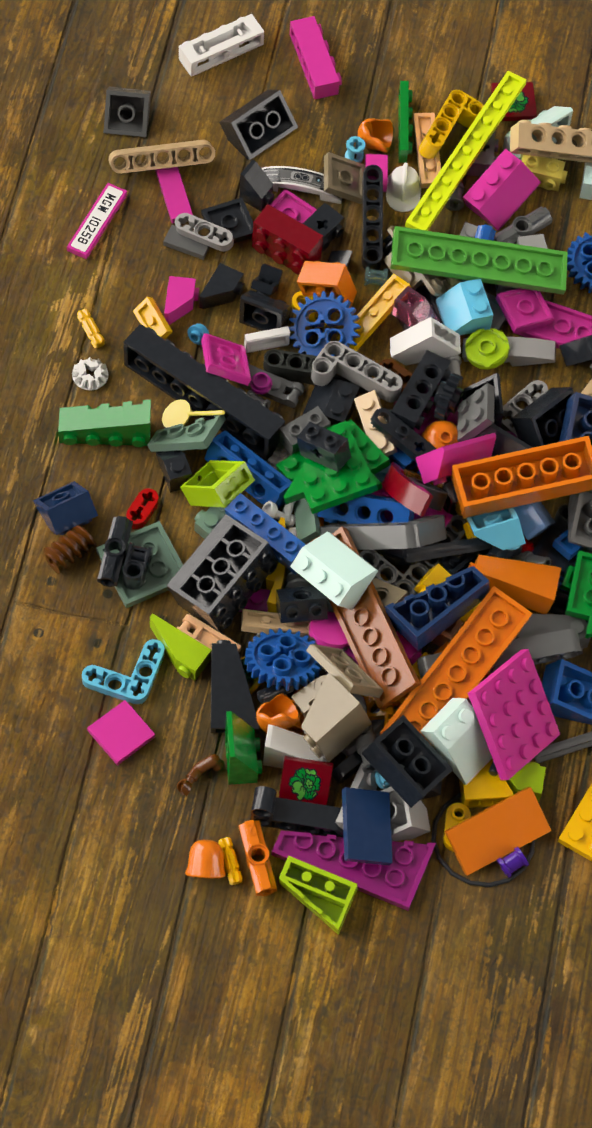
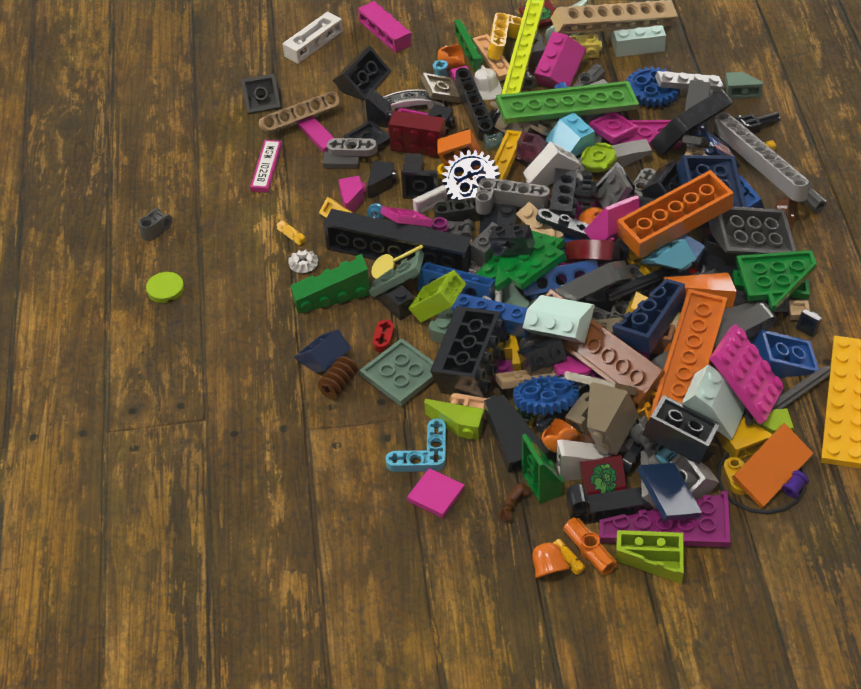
camera: 10 degrees left, 15 degrees down
(112, 562) = (376, 365): black piece -> none
(137, 562) = (397, 371): black piece -> none
(567, 549) = (724, 260): blue plate -> none

